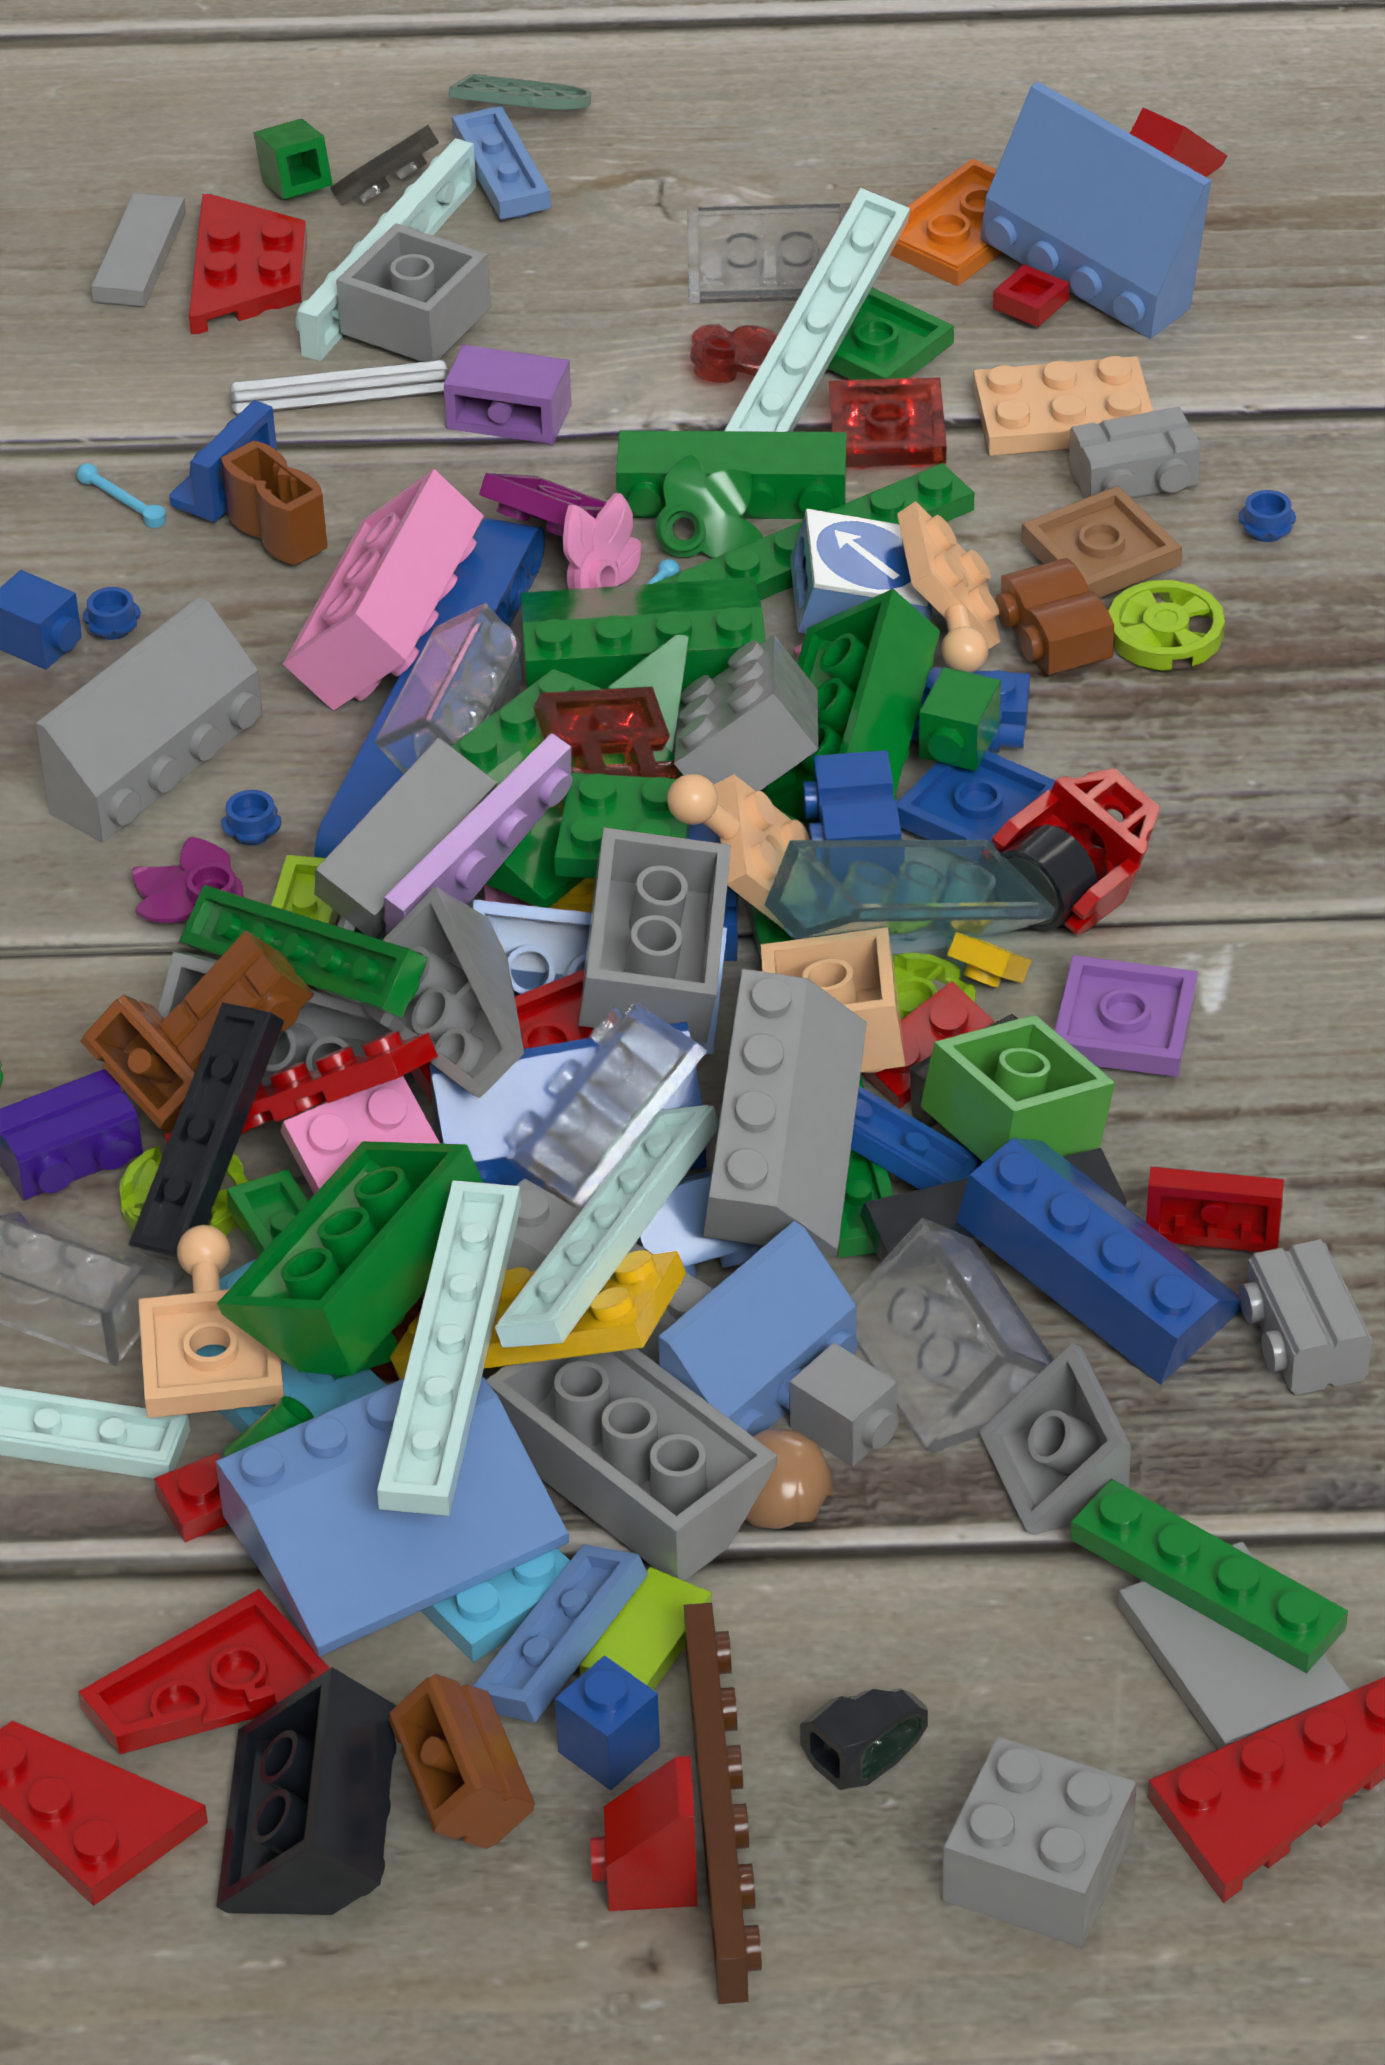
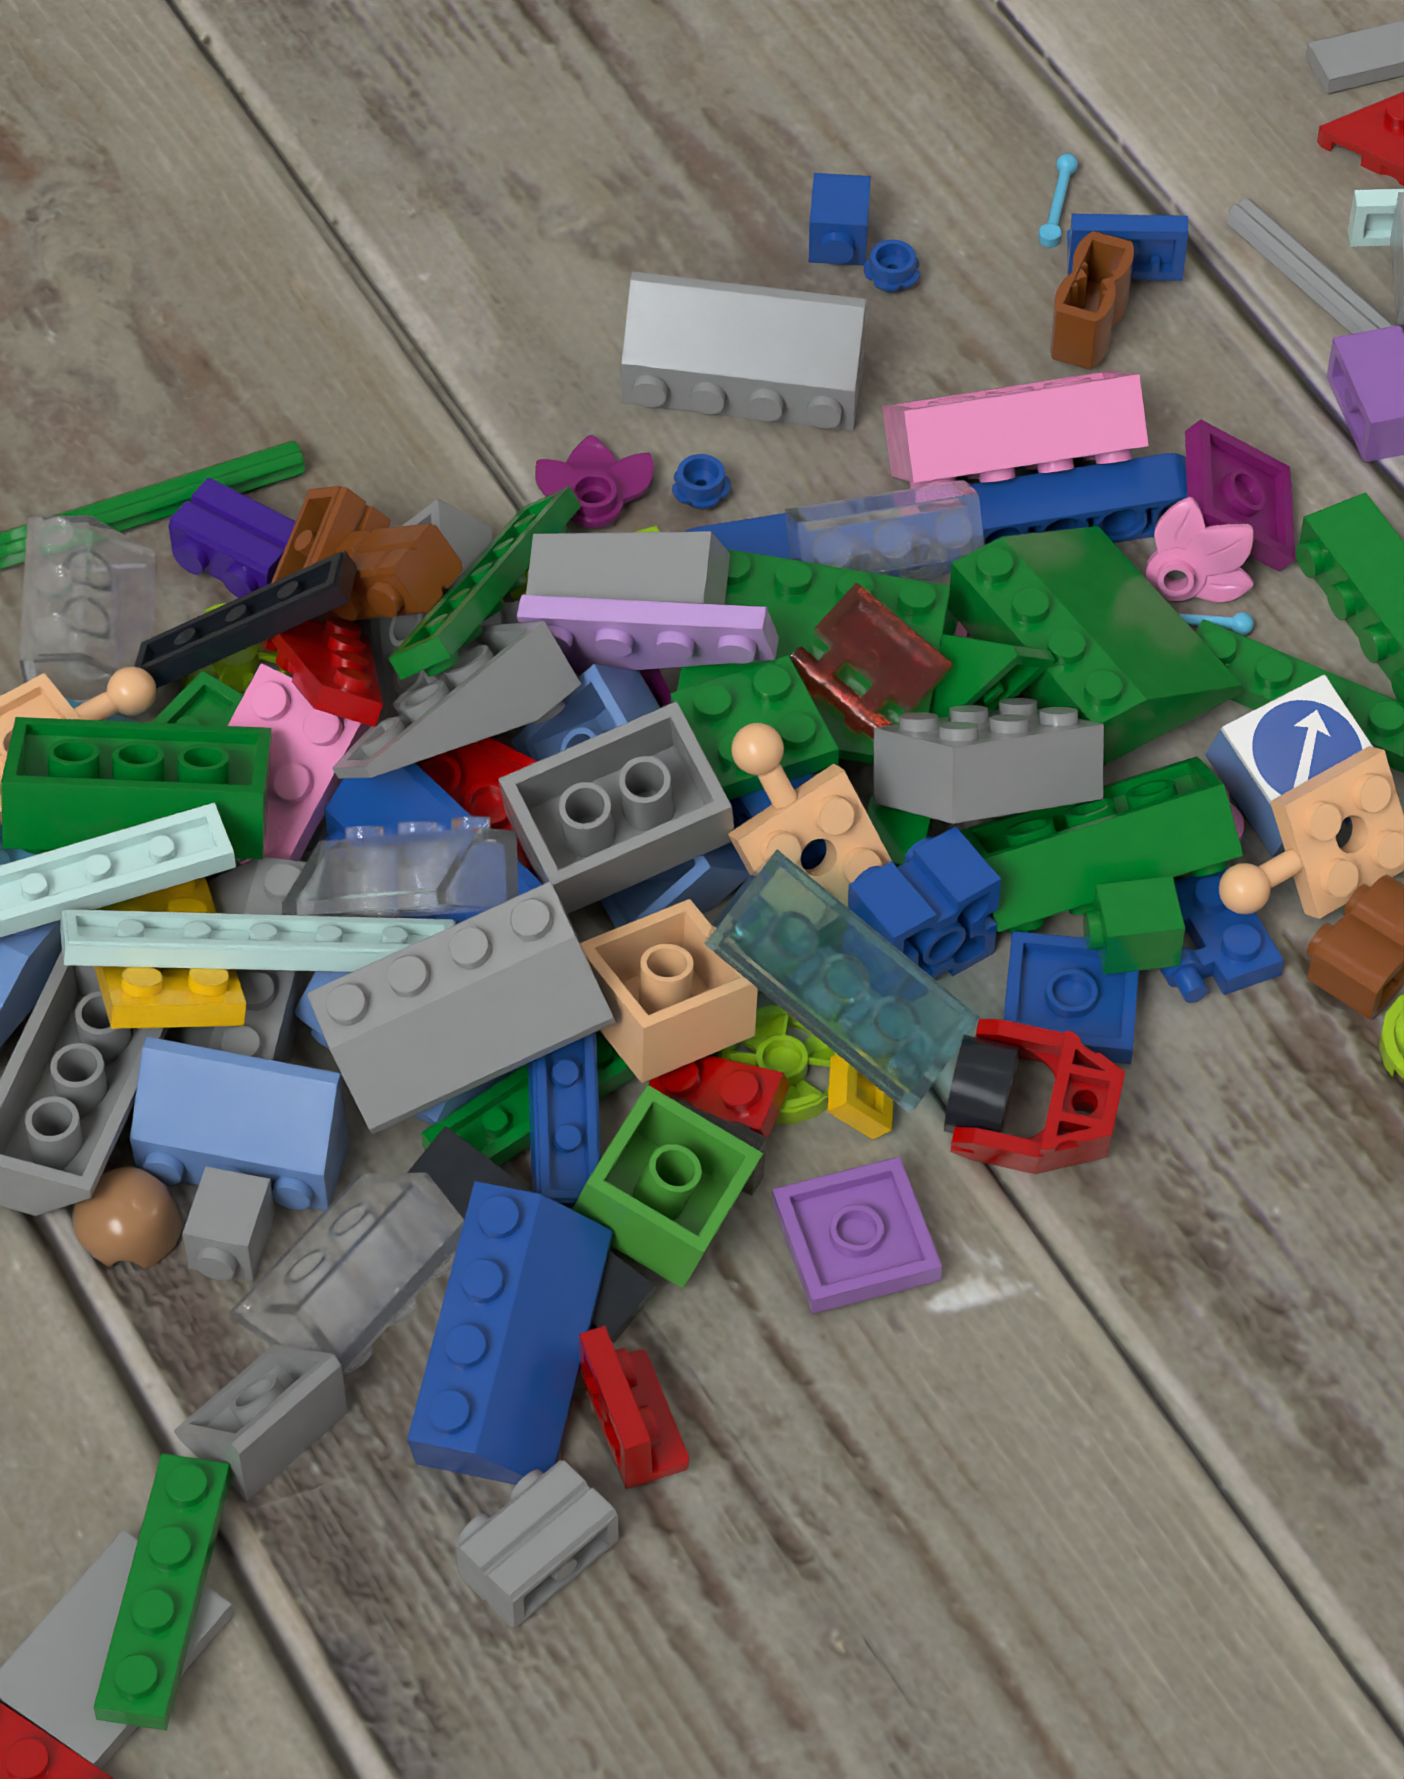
camera: 60 degrees right, 10 degrees up
(713, 506) = (1324, 611): green plate -> none

